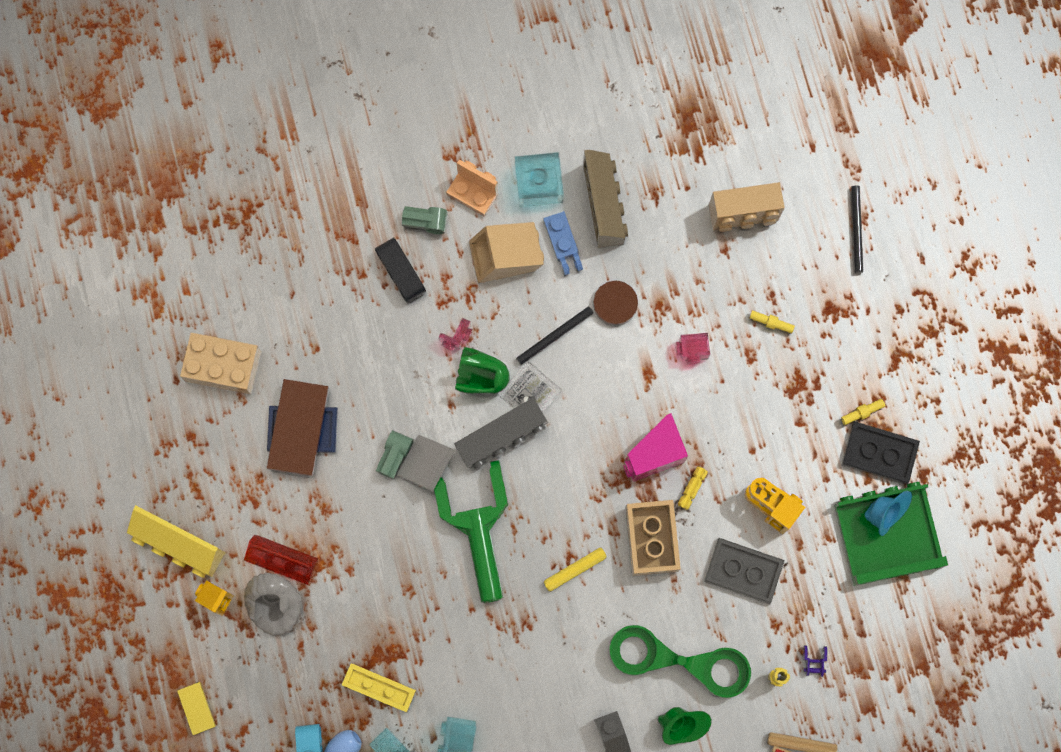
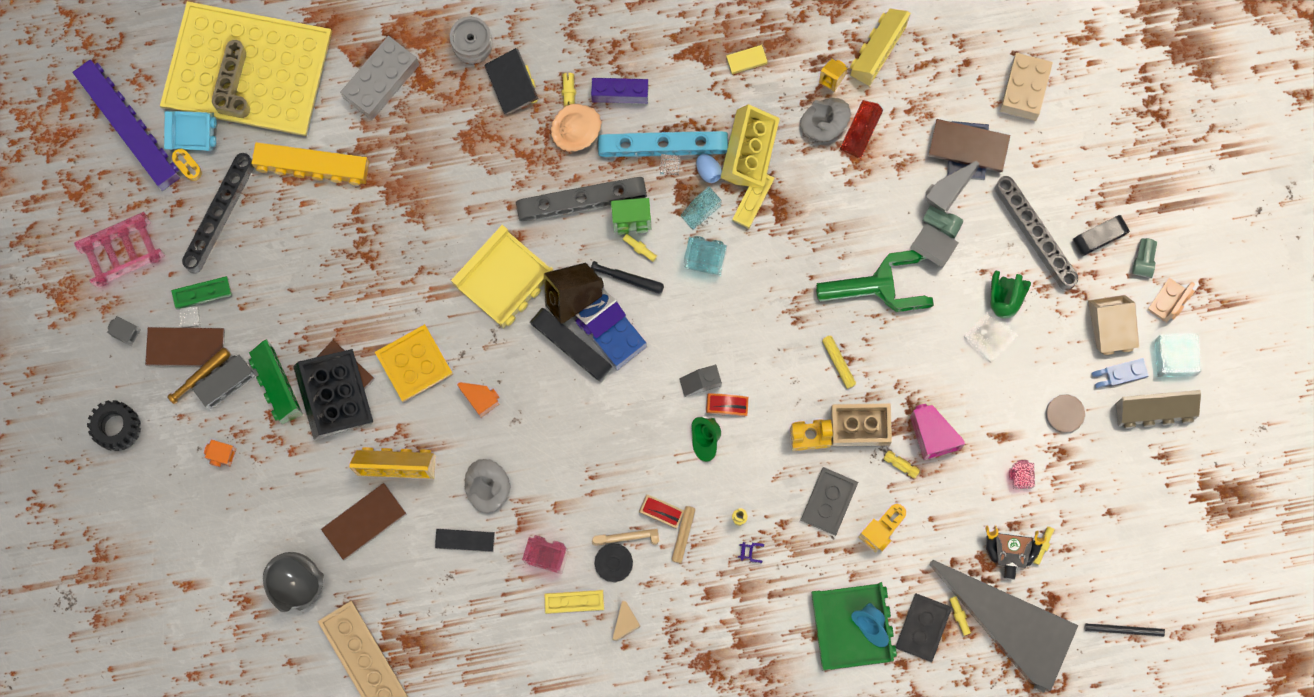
camera: 100 degrees right, 0 degrees up
(313, 696) = (750, 147): none -> light yellow slope
(357, 449) = (948, 189): none -> light grey slope
(396, 354) = (1036, 224): none -> beam
(462, 334) = (1043, 282): clear pink bracket -> none
(501, 433) = (956, 308): dark grey brick -> none
(553, 336) = (1039, 361): black bar -> none
(639, 702) = (727, 404): none -> slope
(669, 582) = (823, 433): none -> yellow brick
(698, 666) = (763, 422): green piece -> none
(746, 206) = (1146, 529): tan brick -> none
(783, 354) = (1012, 551): none -> torso
(875, 336) = (1025, 633): none -> dark grey slope

